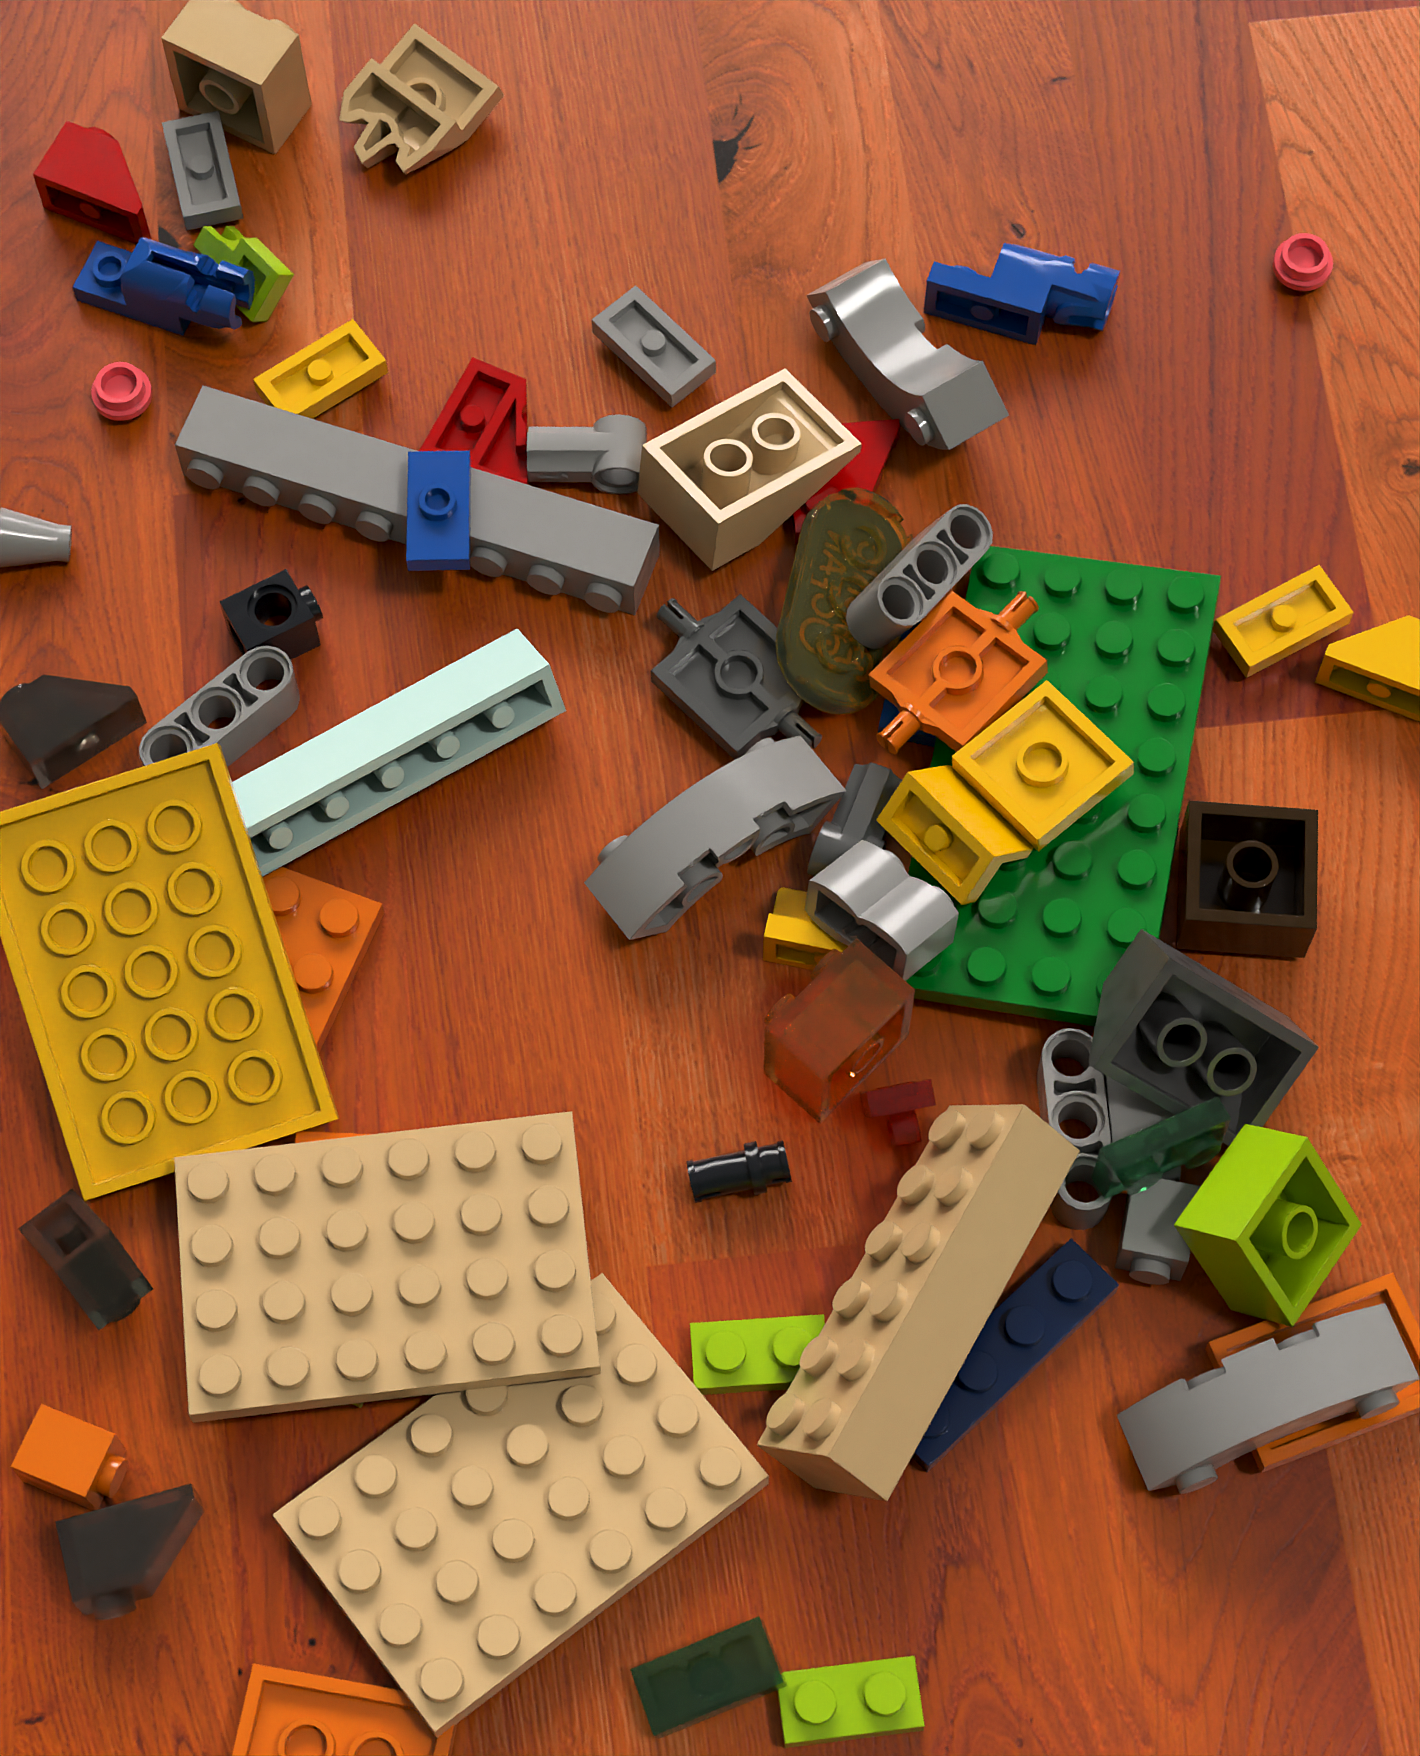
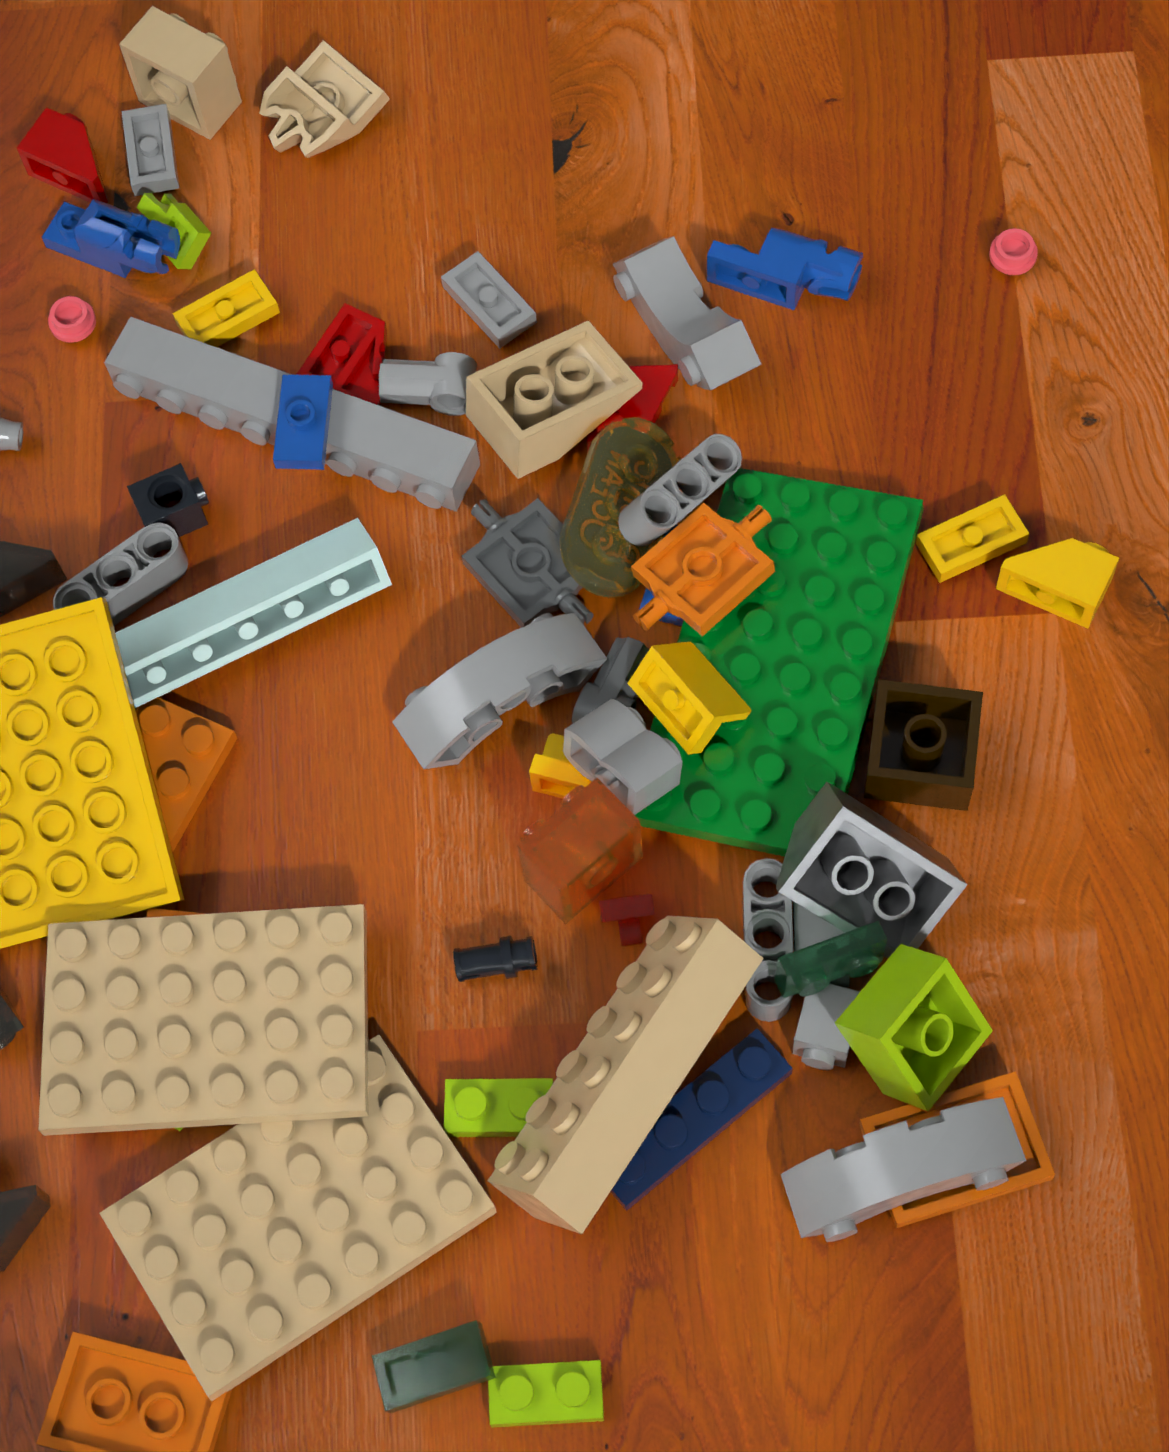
camera: 10 degrees right, 0 degrees up
(1042, 765) = (763, 645): yellow plate -> none

